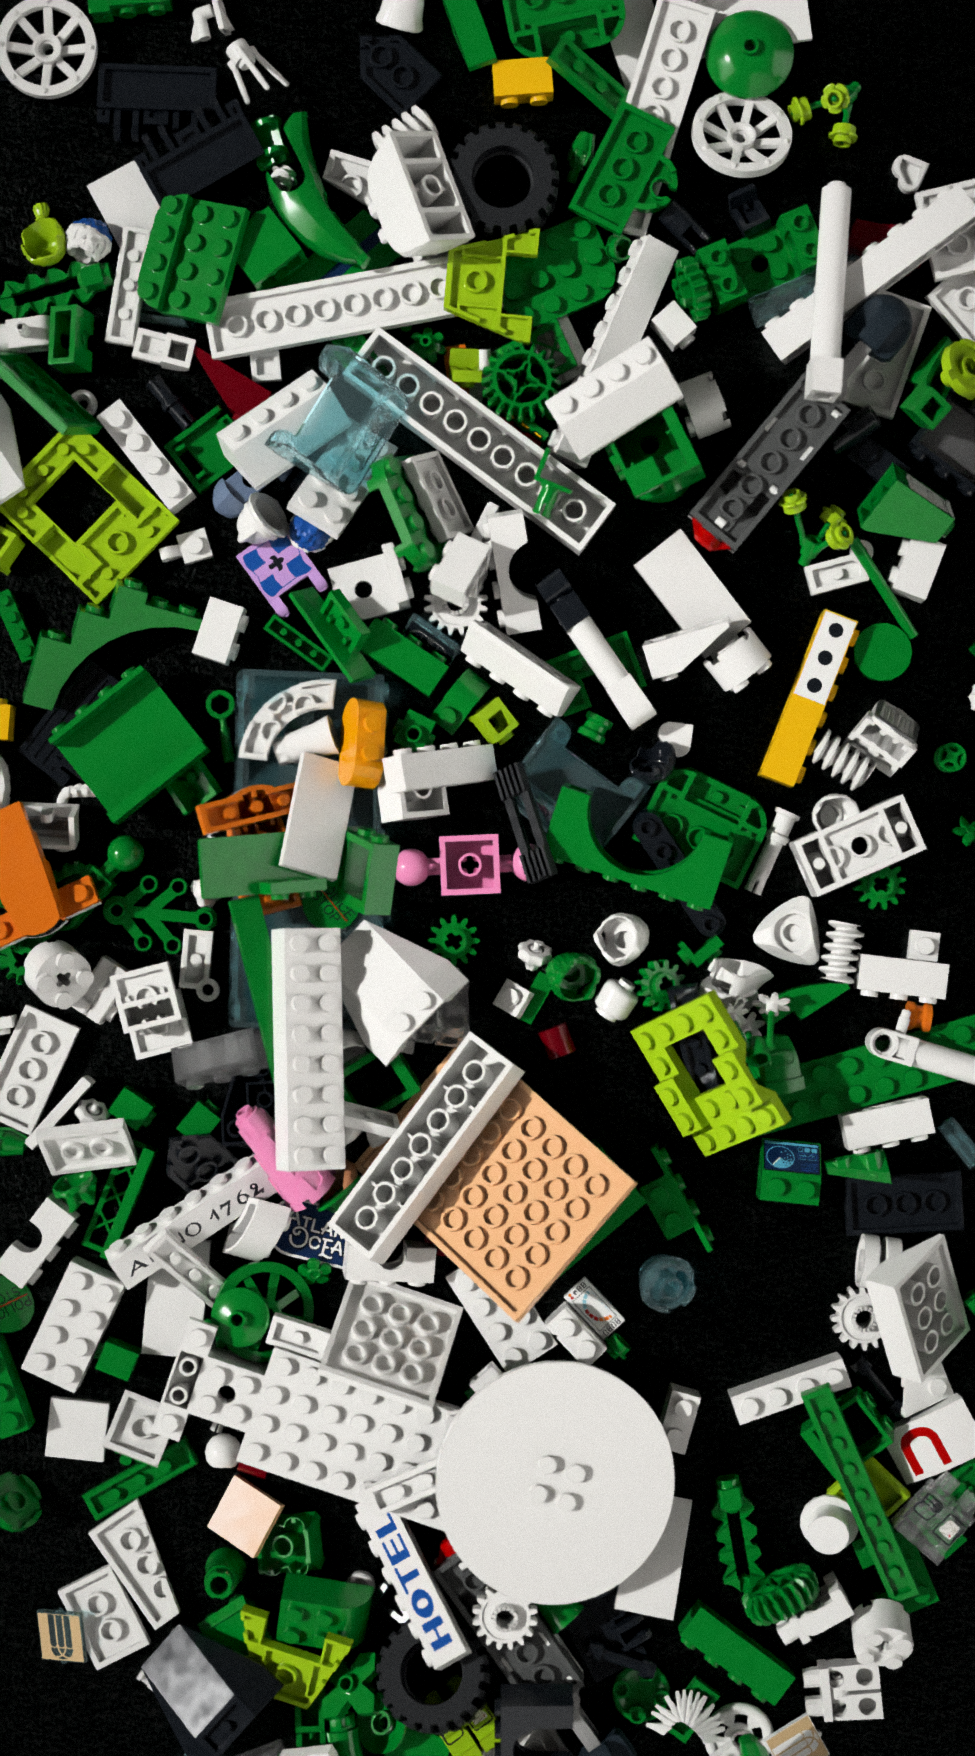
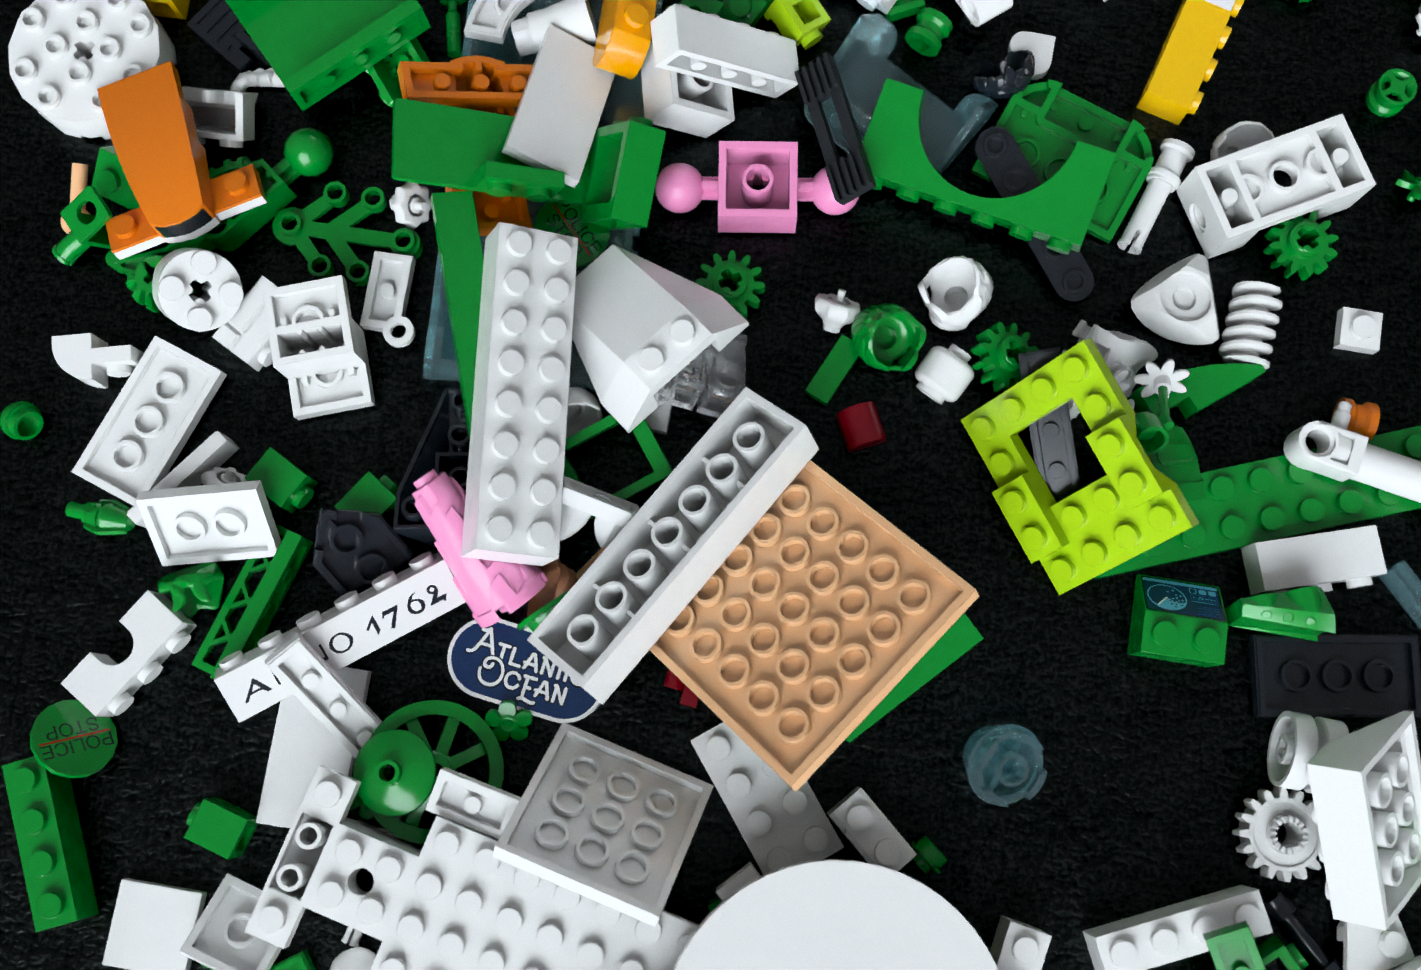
camera: 10 degrees right, 10 degrees down
(74, 1324) = (164, 775): white brick -> none
(219, 1058) = (402, 416): clear brick -> none
(257, 1229) = (432, 651): white brick -> none
(413, 1266) = (649, 717): white arch -> none
(513, 998) = (805, 367): white plate -> none
(594, 1307) = (898, 798): white tile -> none
(670, 1205) = (1012, 656): green bracket -> none
(707, 951) = (1051, 326): green bracket -> none
(842, 760) = (1251, 86): white piece -> none
(885, 736) = (1308, 58): white piece -> none
(901, 978) = (1333, 366): white brick -> none

